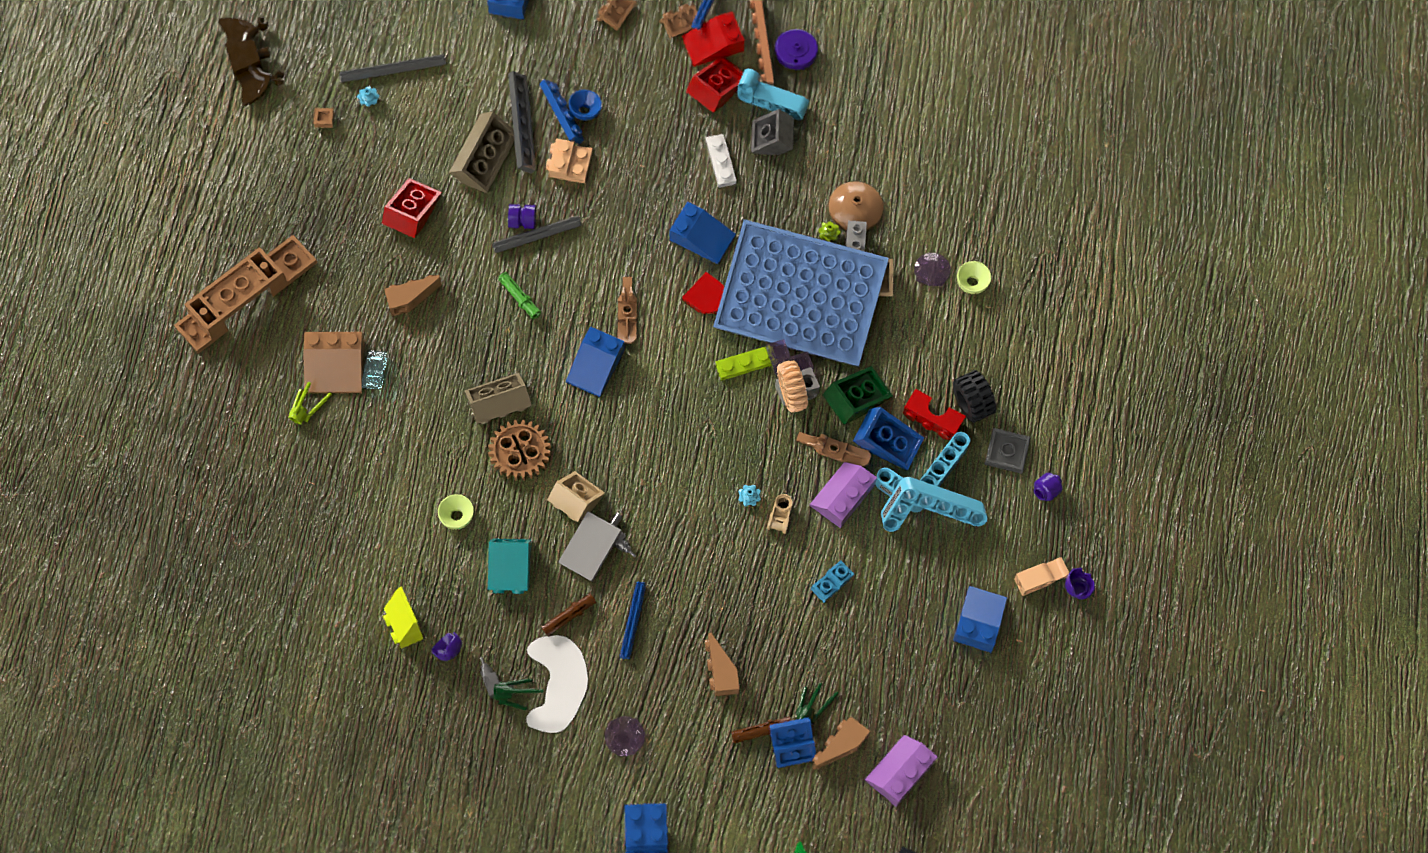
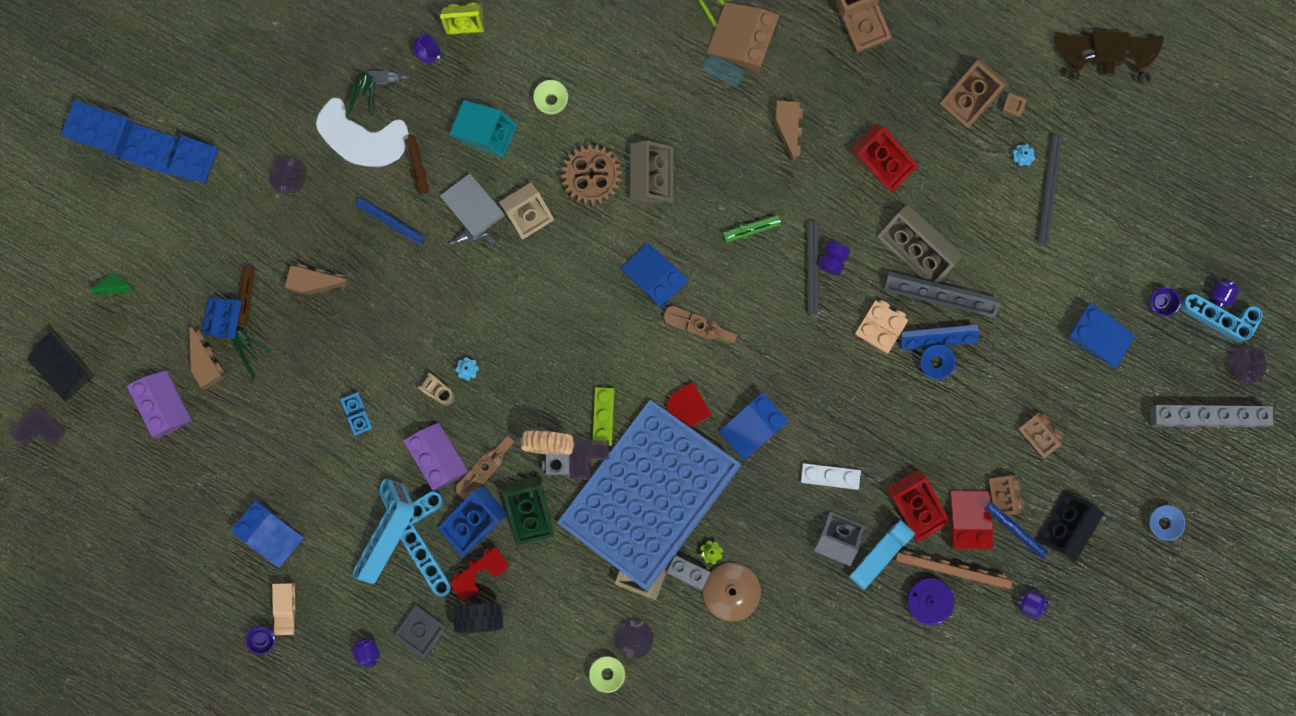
camera: 115 degrees right, 15 degrees up
(323, 151) = (974, 93): none -> medium nougat slope

